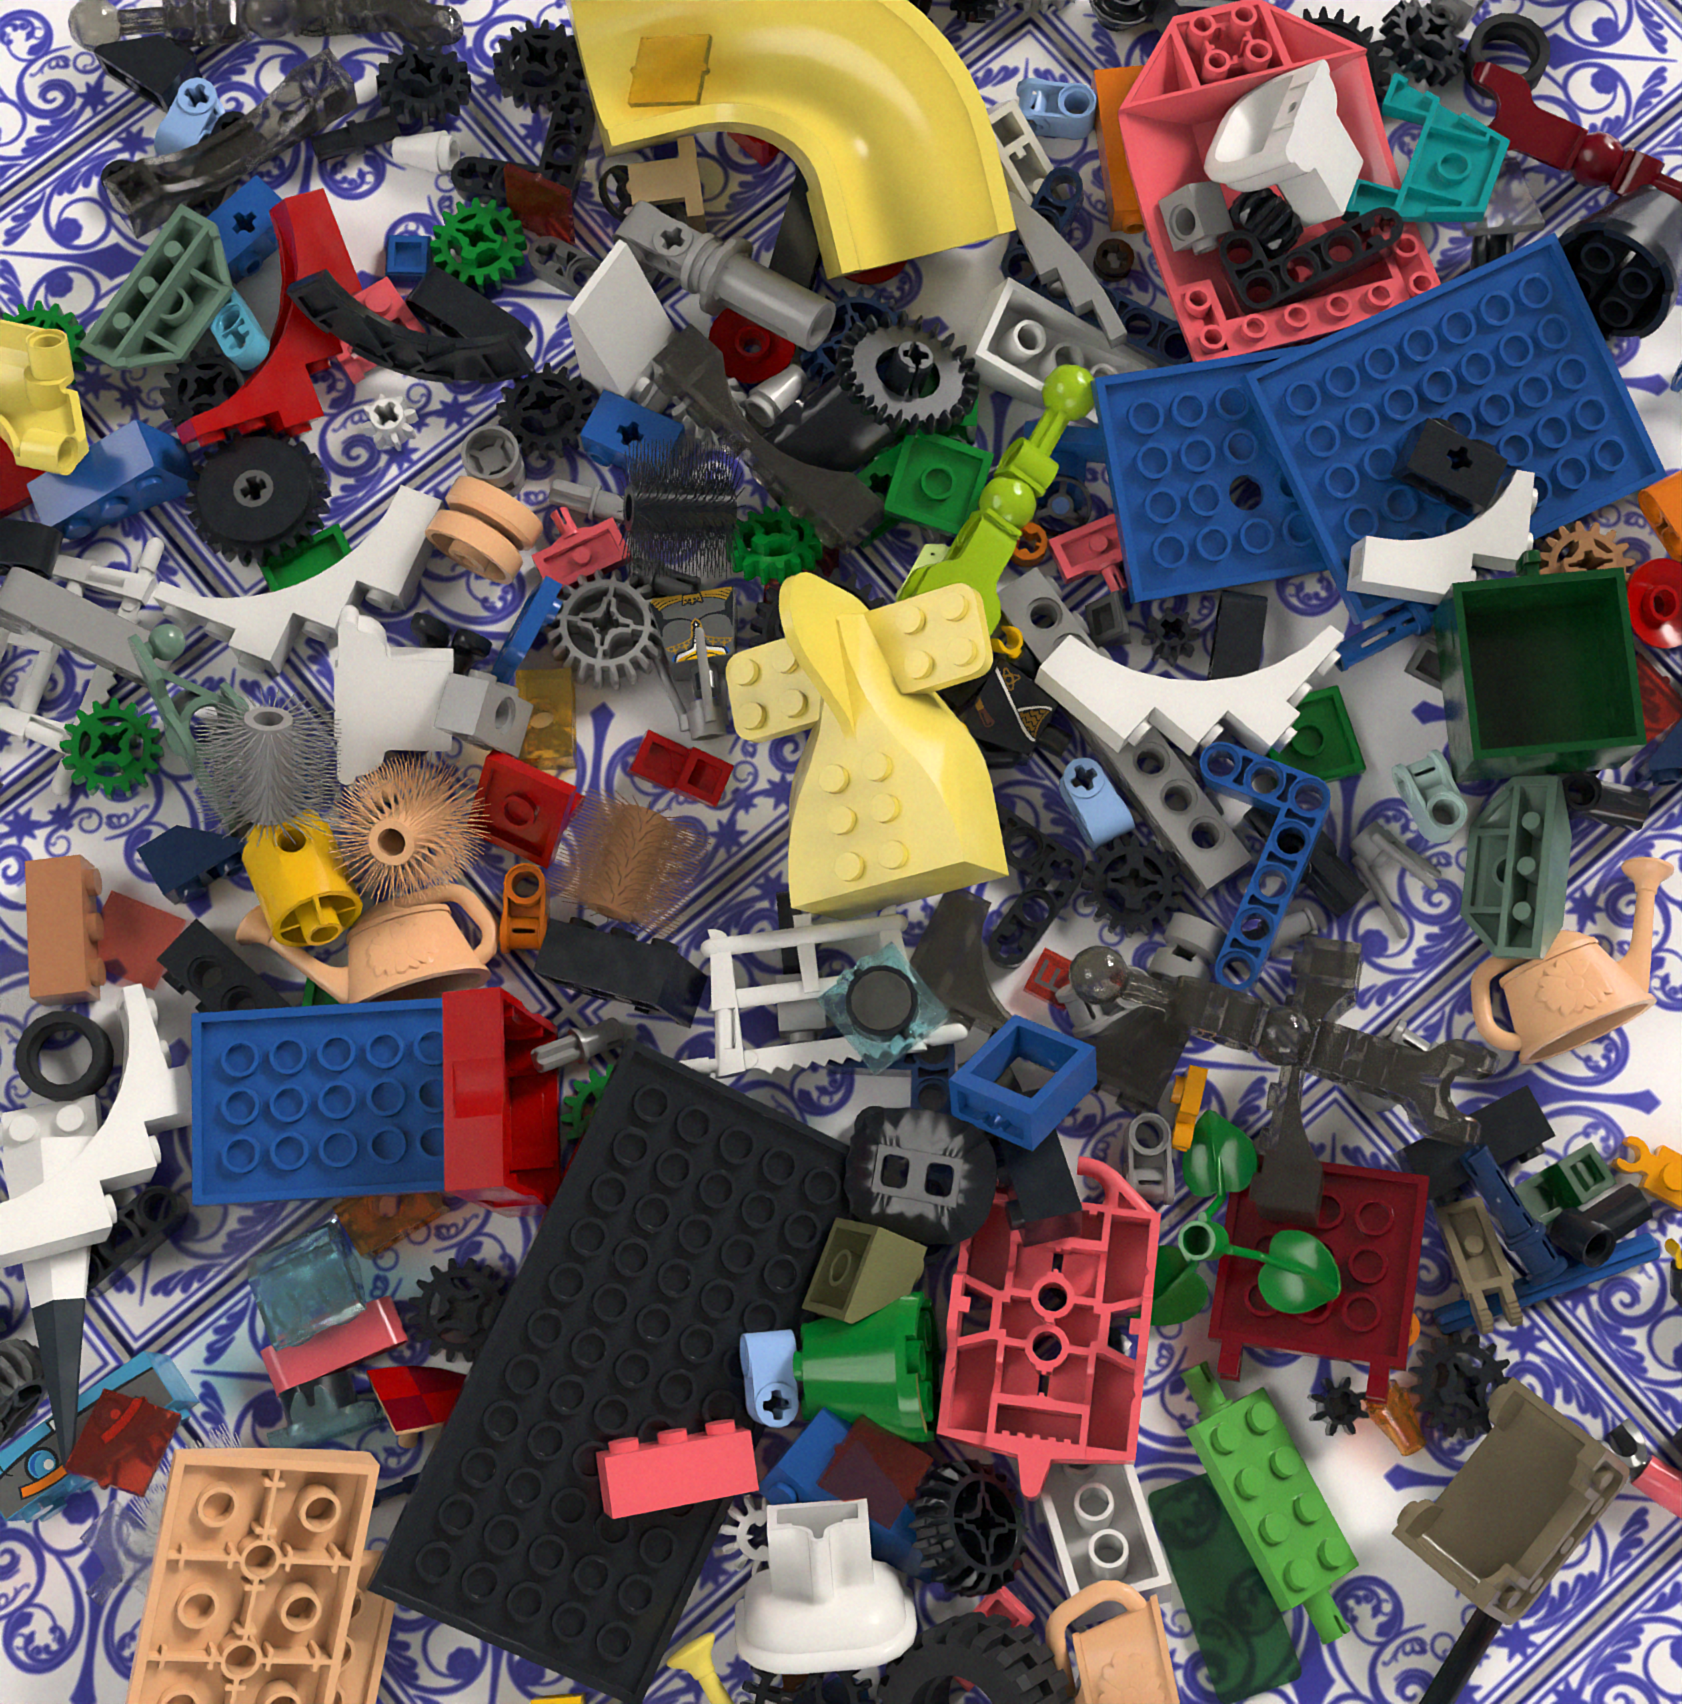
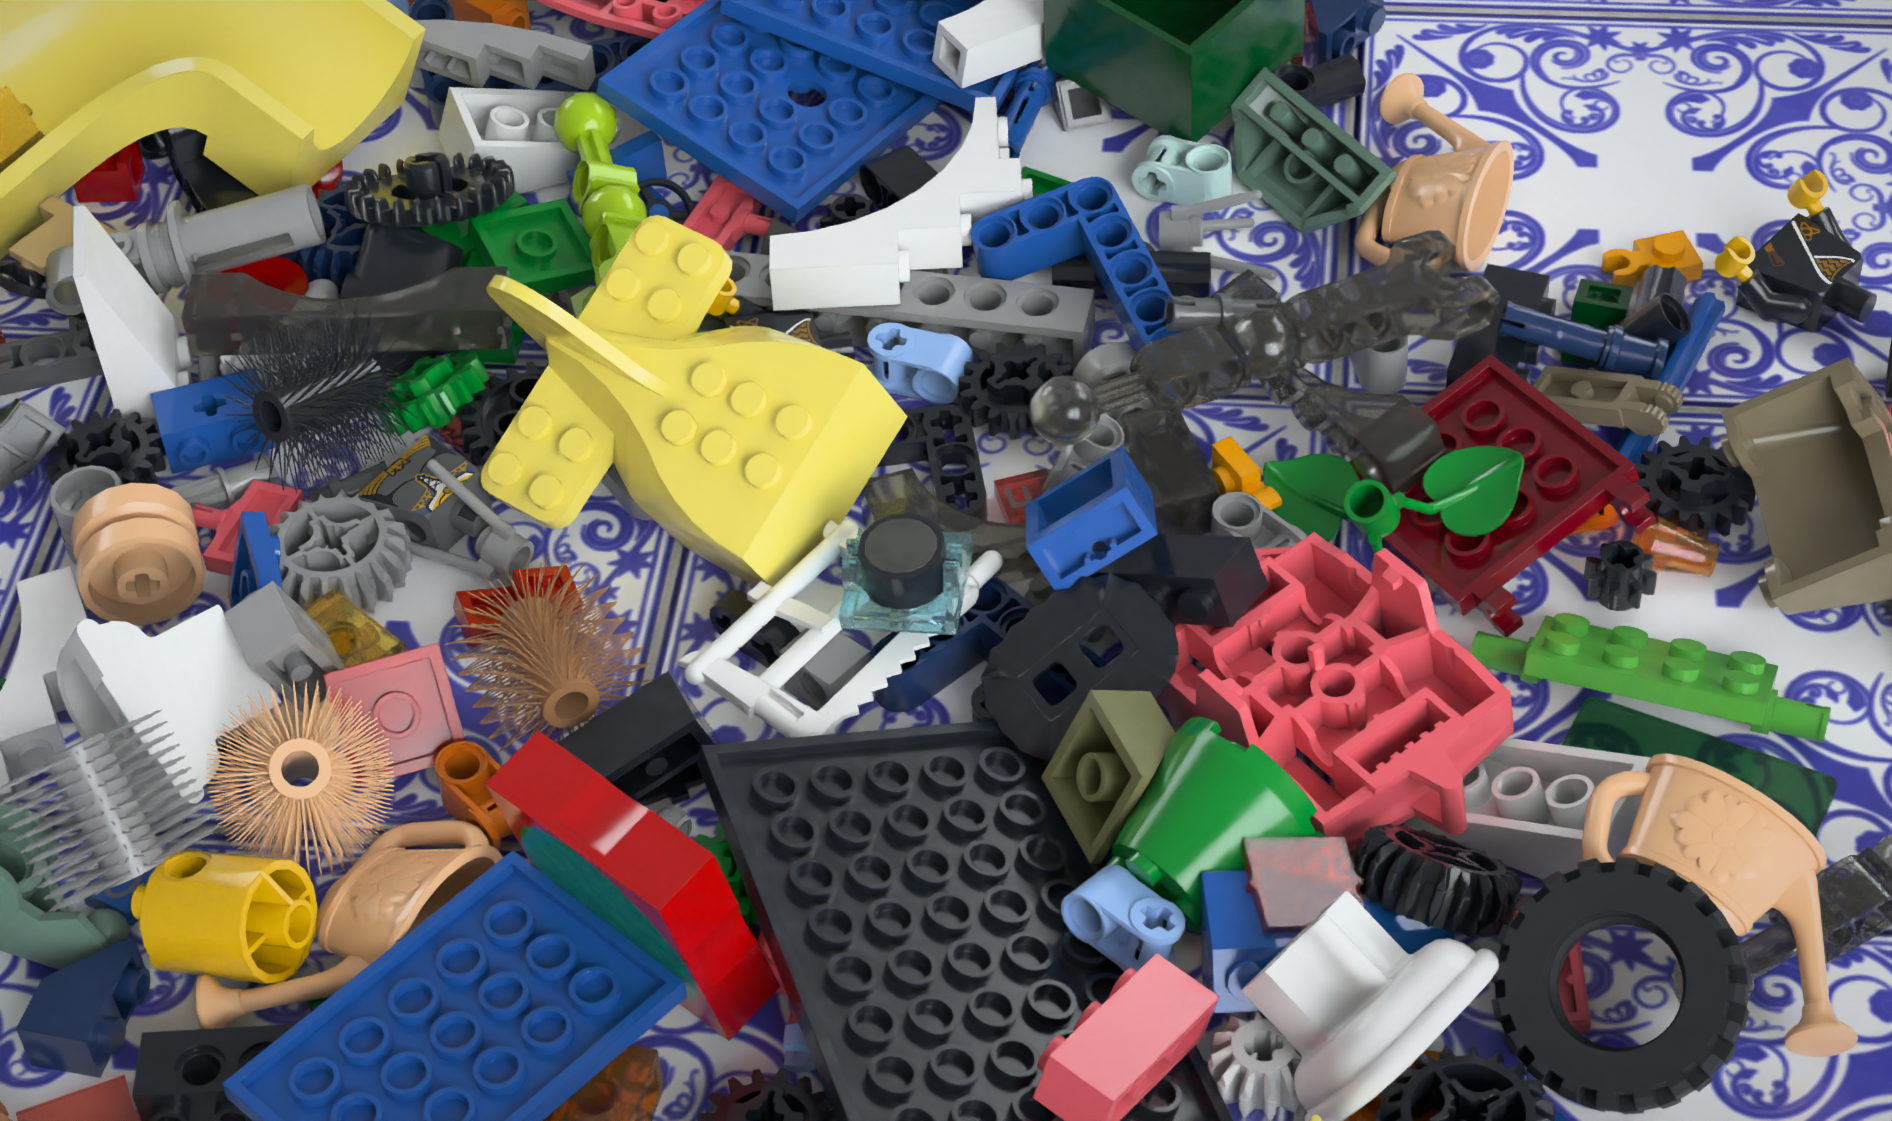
camera: 40 degrees left, 30 degrees down
(1284, 983) = (1190, 313): none -> dark grey pin

